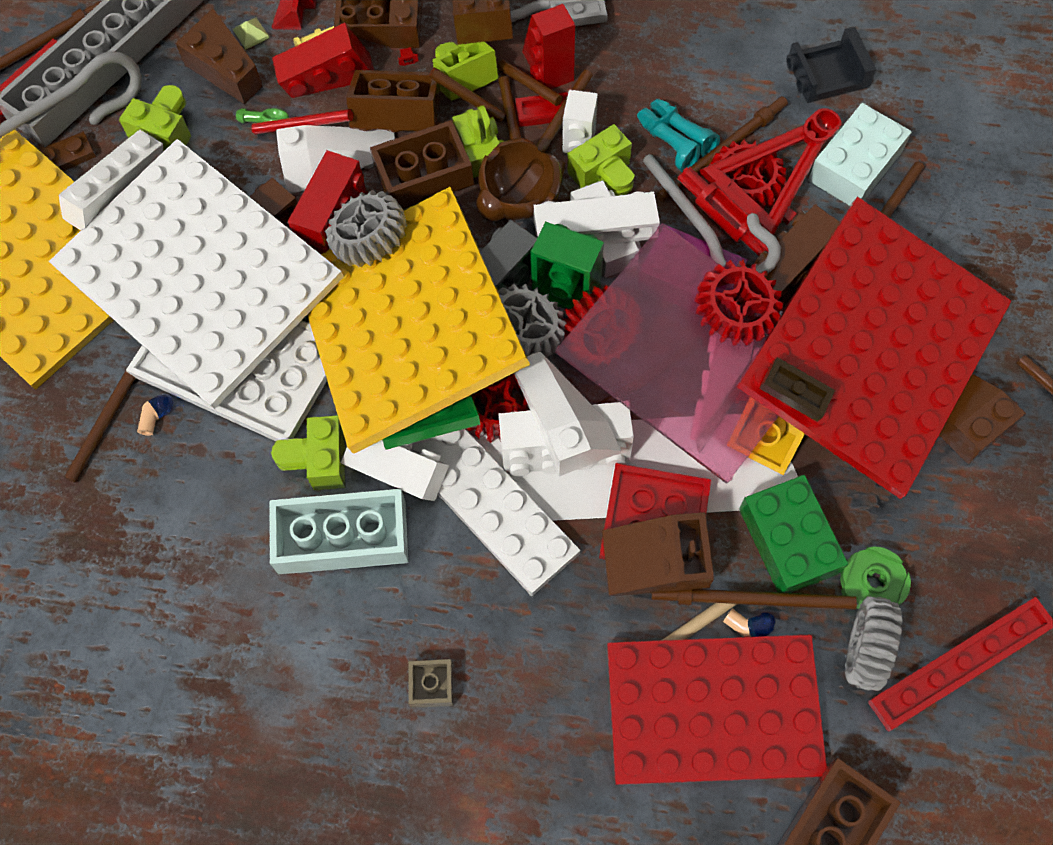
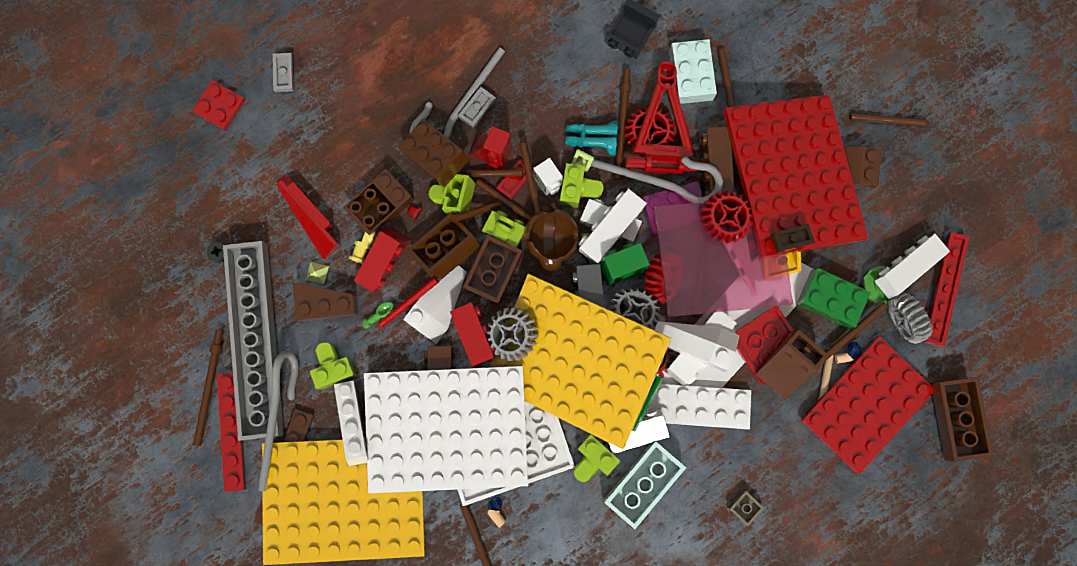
camera: 50 degrees left, 15 degrees up
(640, 146) = (583, 159): none -> yellowish green slope
(939, 585) = (911, 266): none -> white brick

